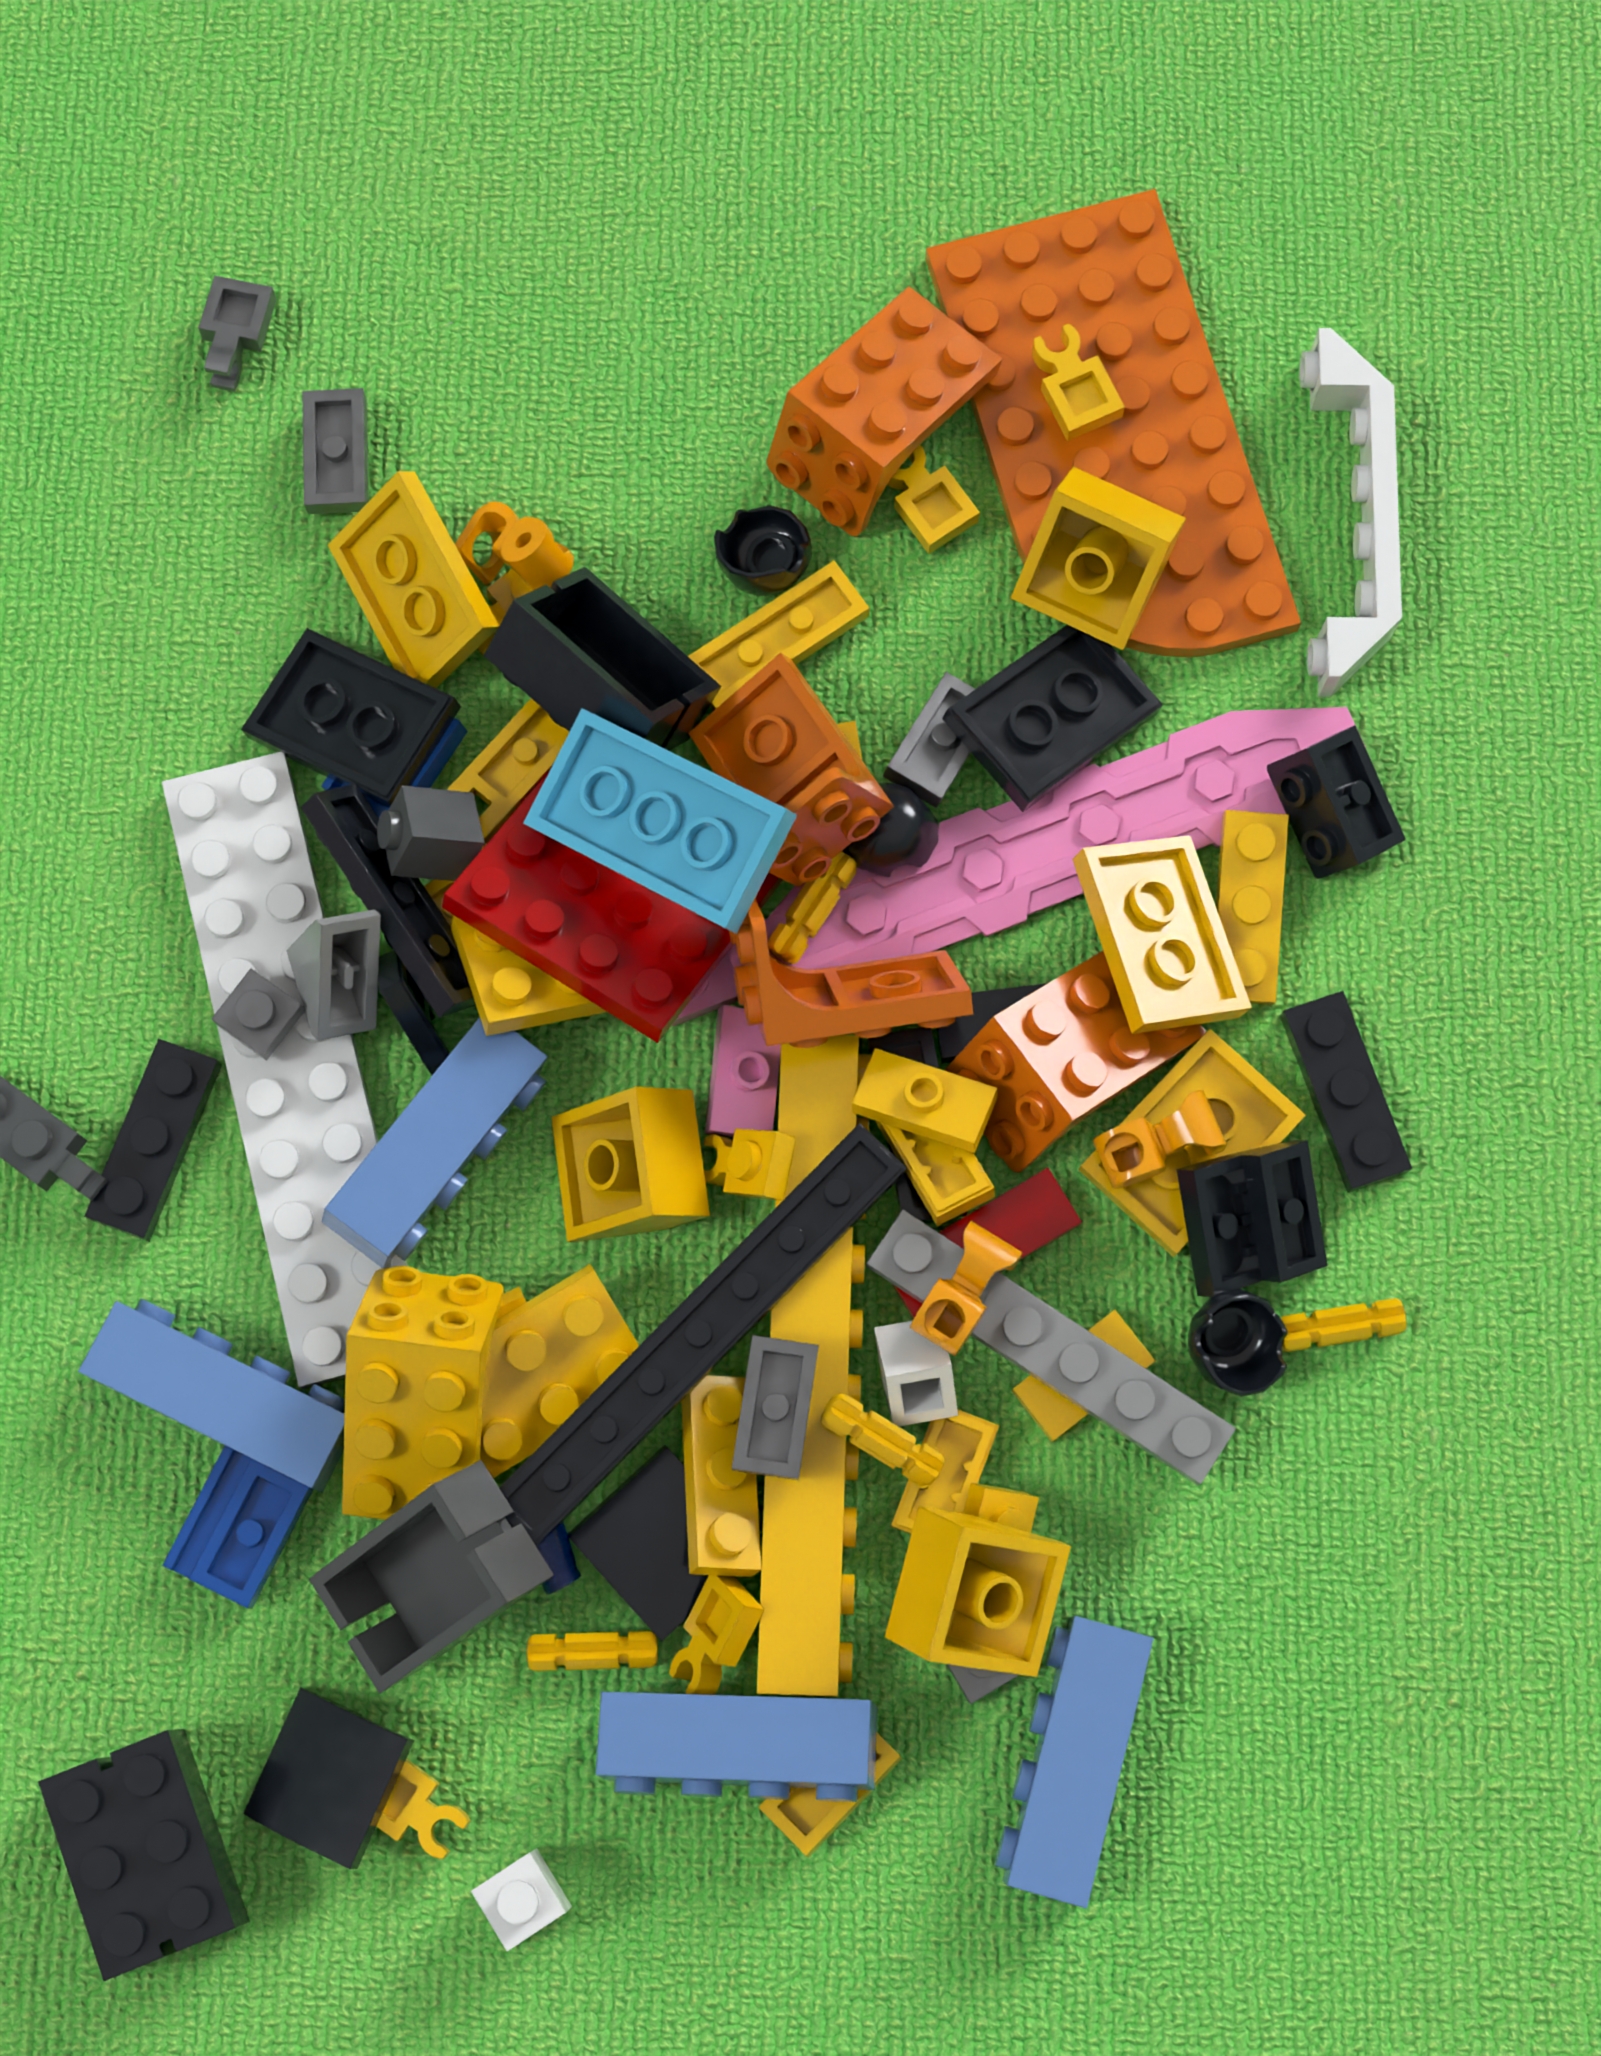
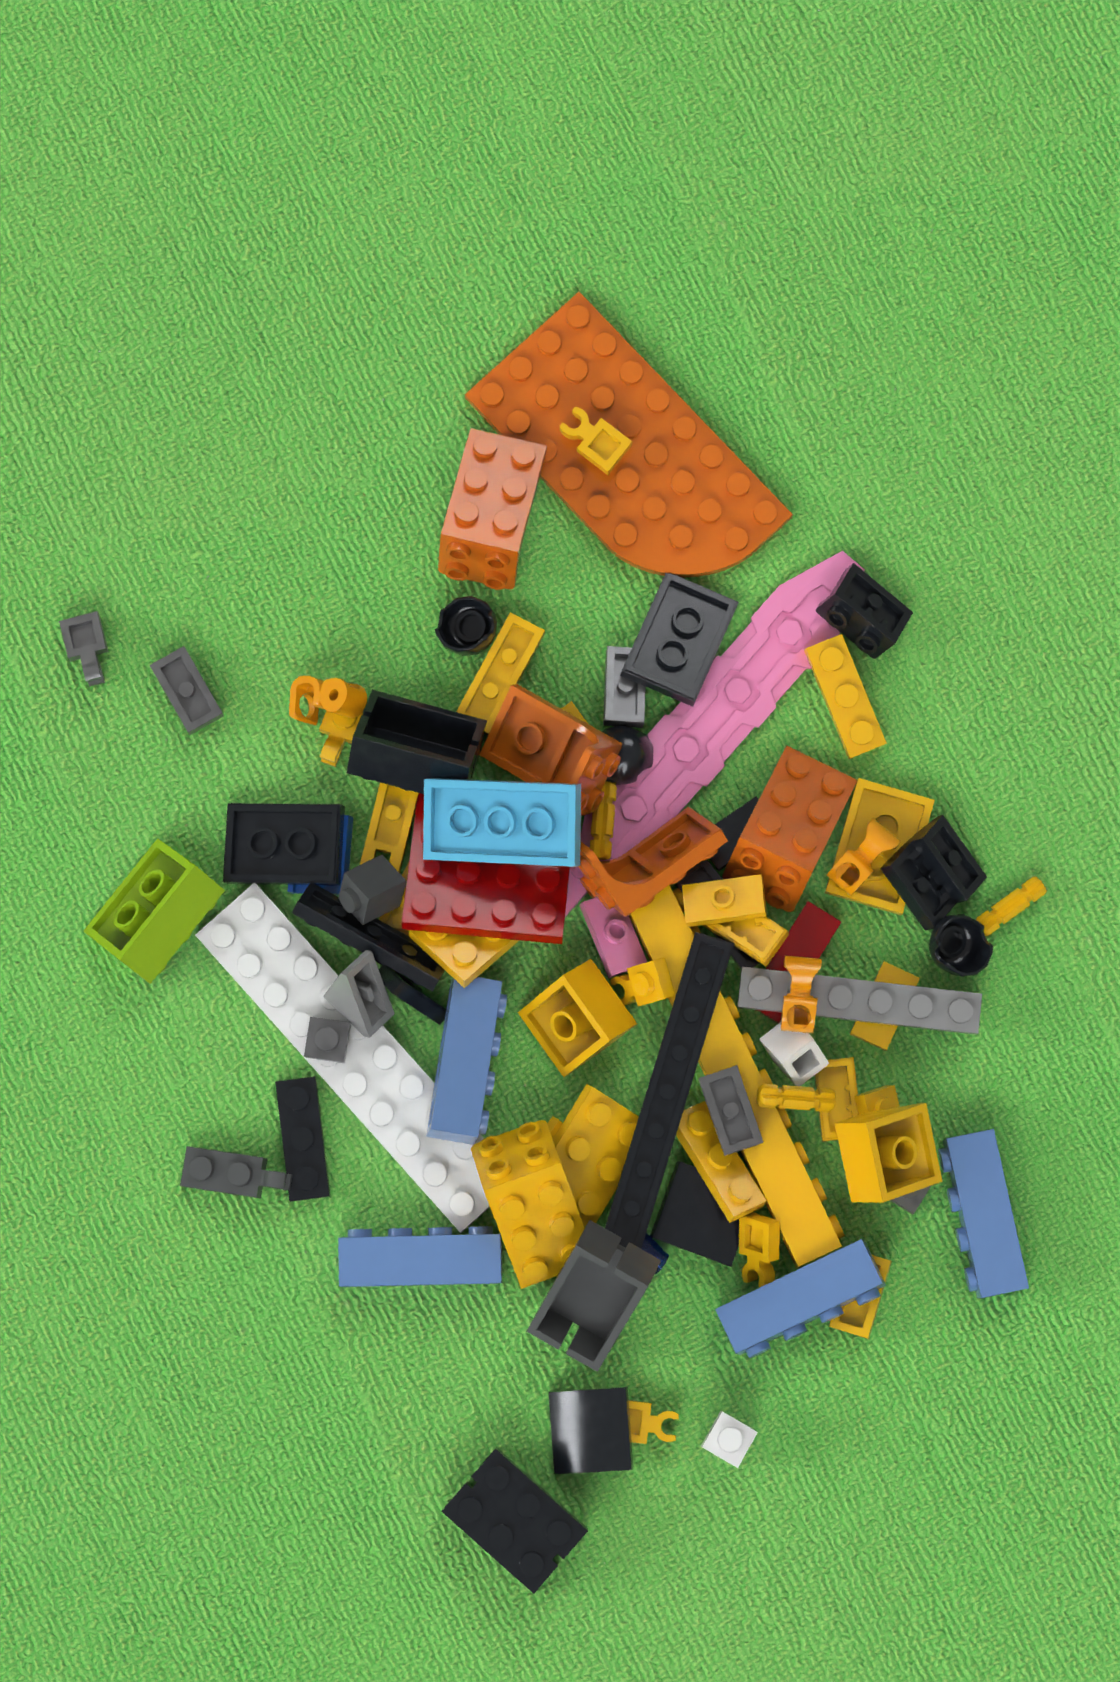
camera: 25 degrees left, 5 degrees up
(123, 723) = (154, 910): none -> lime slope
(238, 1527) = (469, 1324): blue plate -> none
(413, 582) = (278, 748): yellow plate -> none
(592, 1651) = (696, 1291): yellow axle -> none
(932, 503) = (549, 549): yellow plate -> none
(1097, 557) = (661, 538): yellow slope -> none
(1161, 934) = (805, 739): plate -> none
(1345, 1091) = (949, 773): black plate -> none
(1348, 382) = (745, 356): white slope -> none

